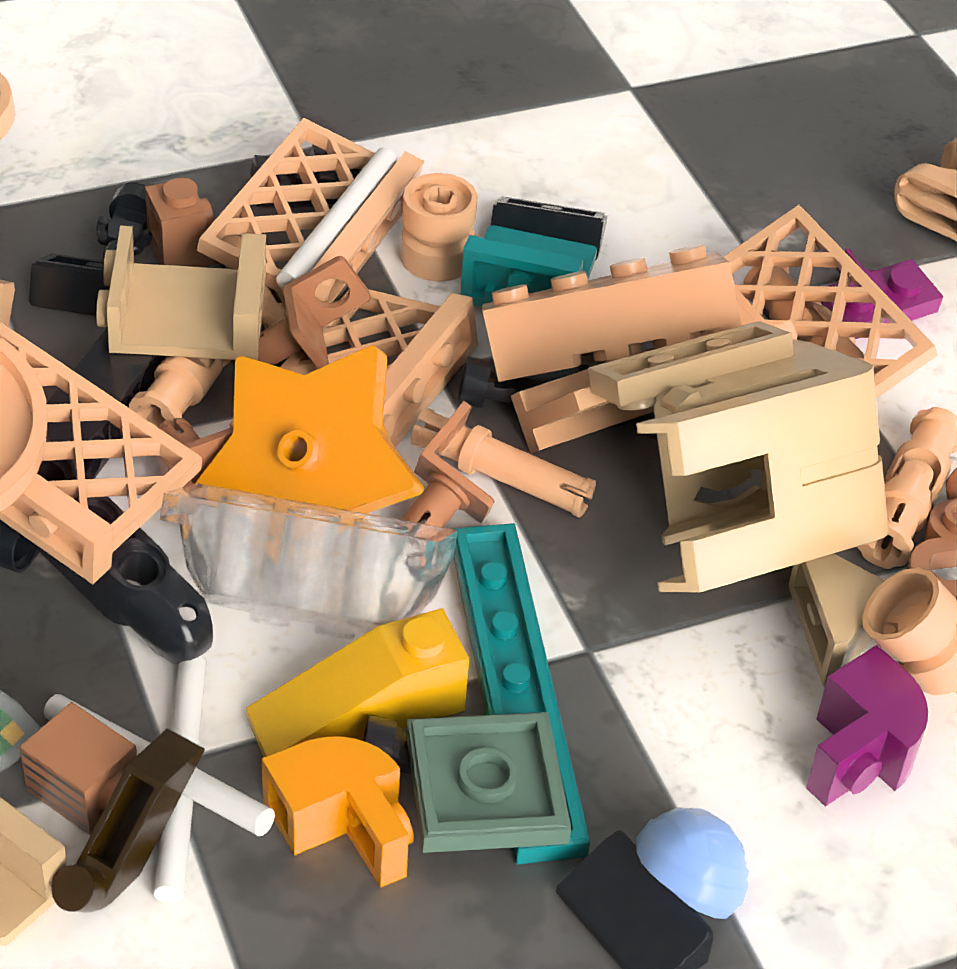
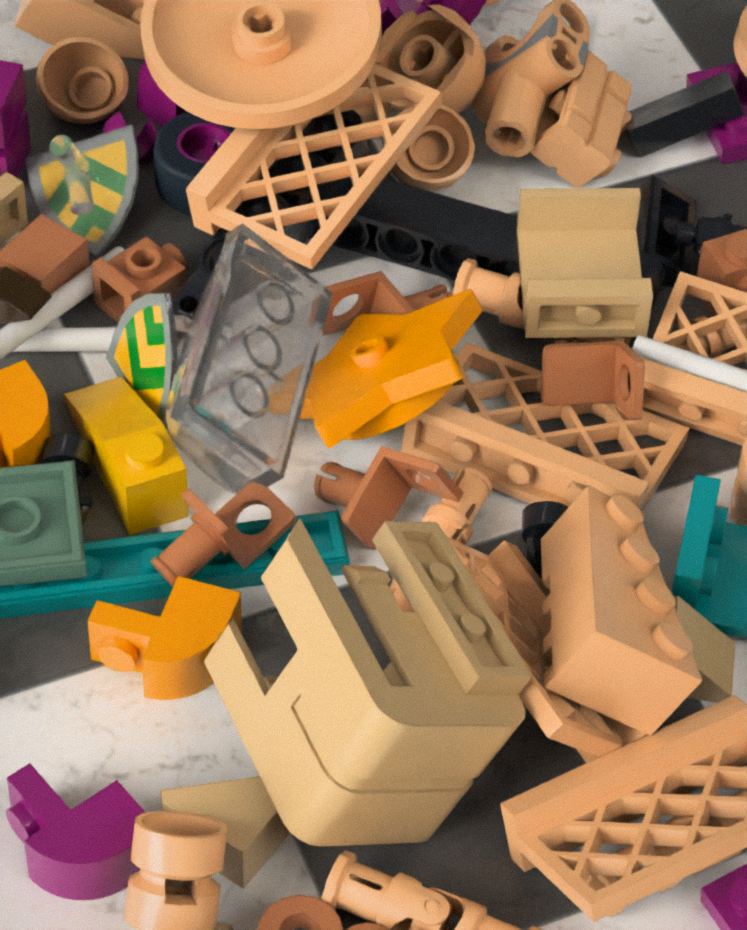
camera: 90 degrees right, 5 degrees up
(109, 667) = (137, 272): none -> nougat brick
(255, 646) = (148, 349): none -> shield
(515, 597) = (219, 533): none -> nougat bracket
(632, 644) = (166, 647): none -> light orange brick

